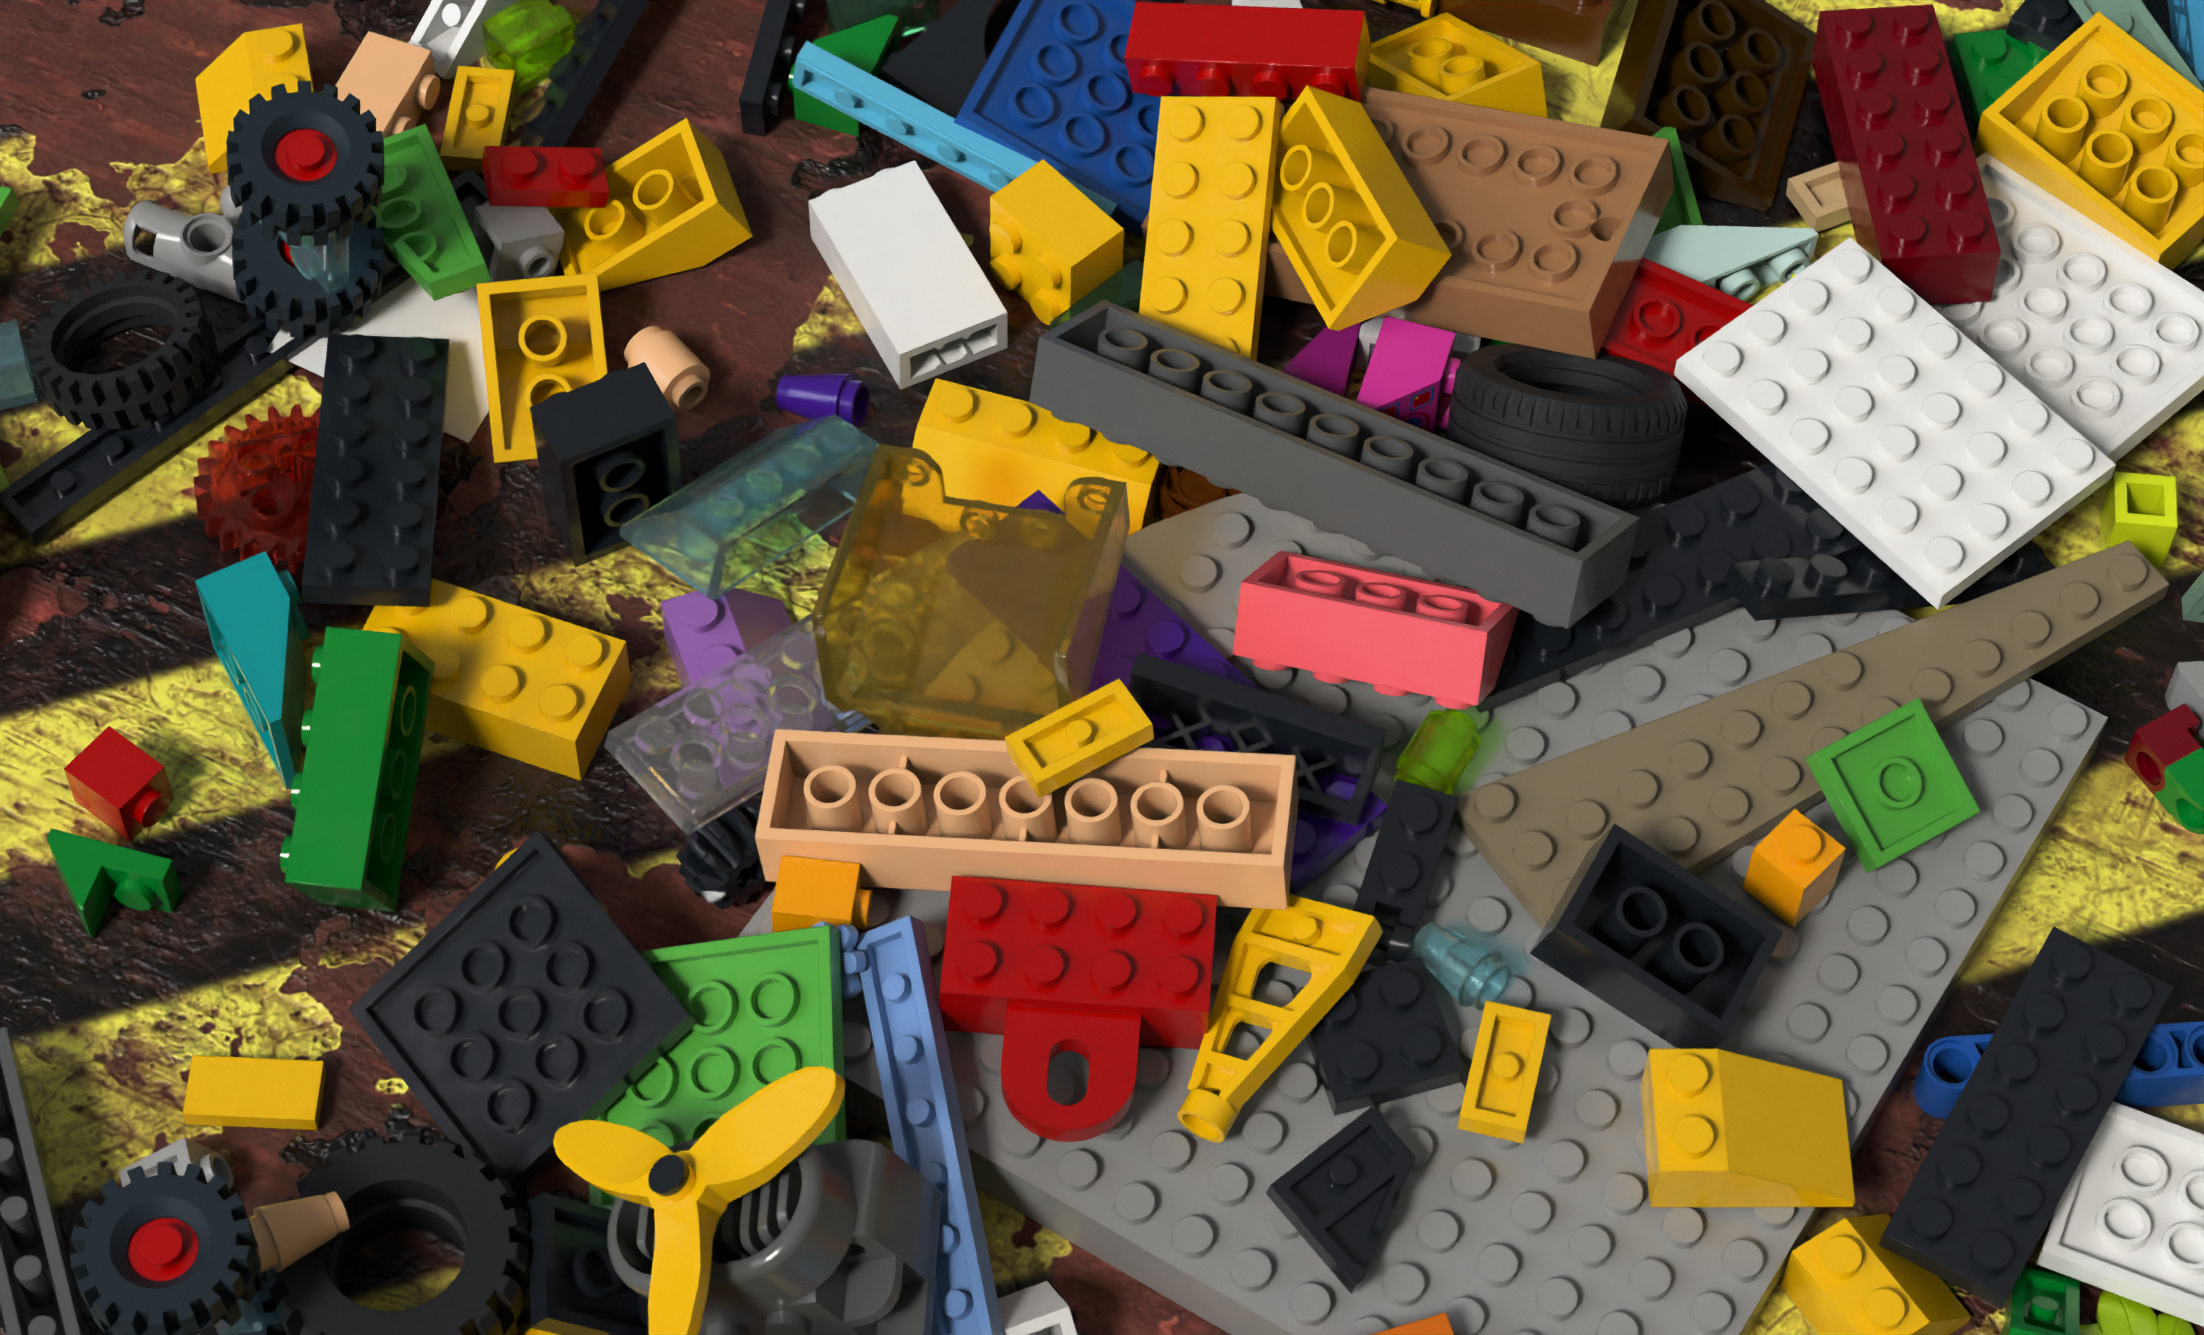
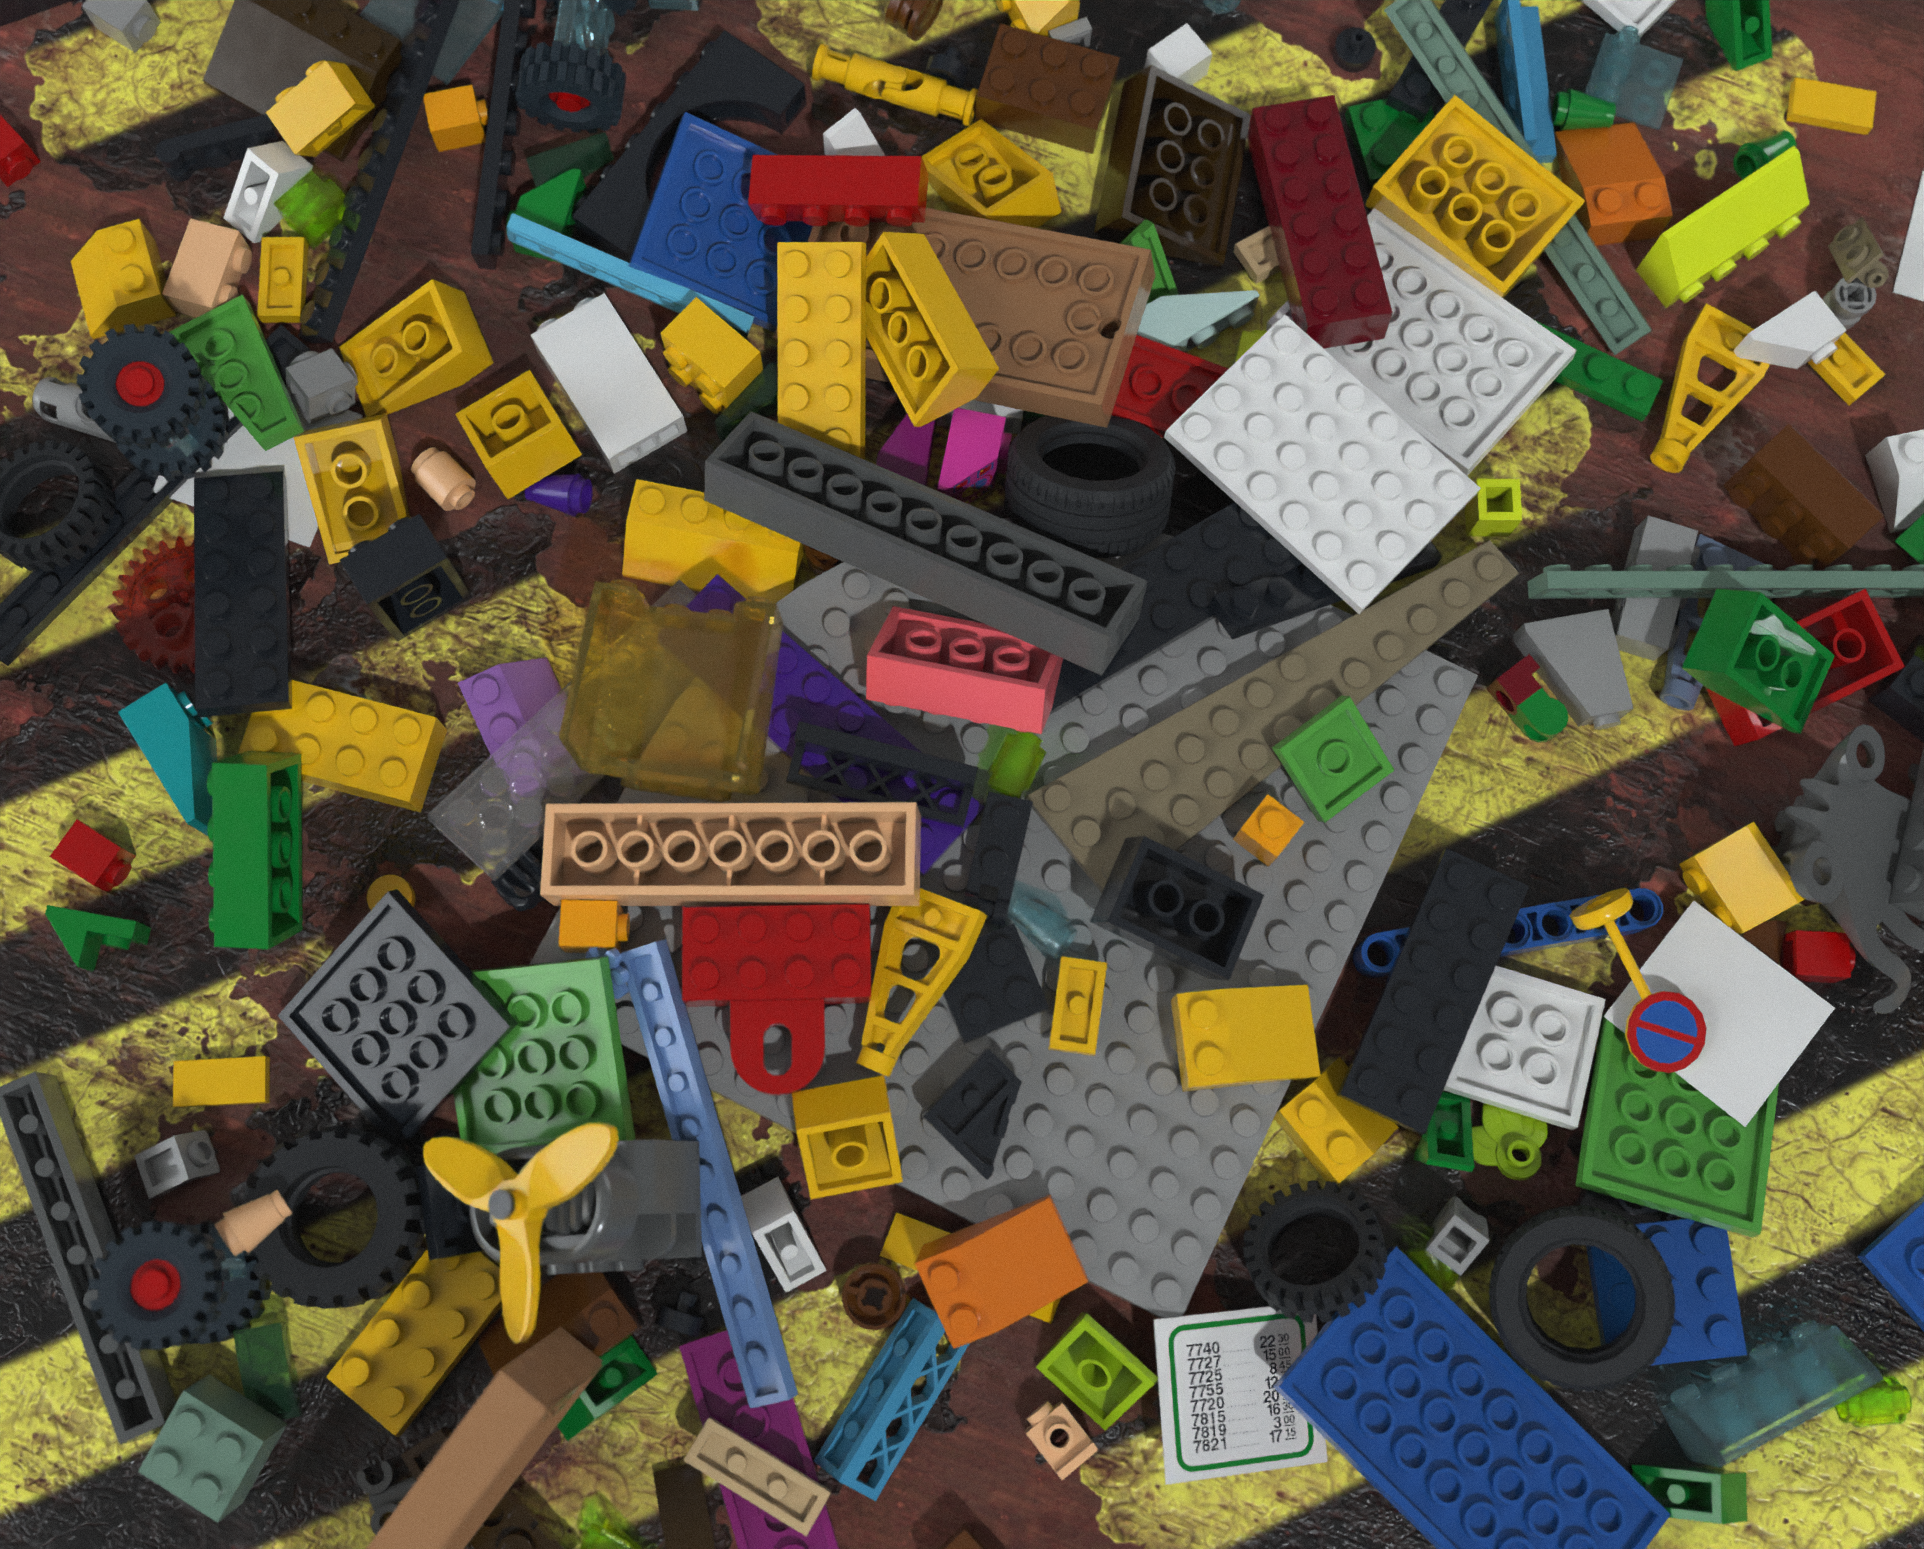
camera: 10 degrees left, 20 degrees up
(545, 176) = (334, 334): red plate -> none
(756, 504) = (516, 593): clear light blue slope -> none
(779, 316) = (518, 434): none -> yellow brick
(1079, 738) = (761, 805): yellow plate -> none
(1157, 1209) = (846, 1137): none -> yellow slope

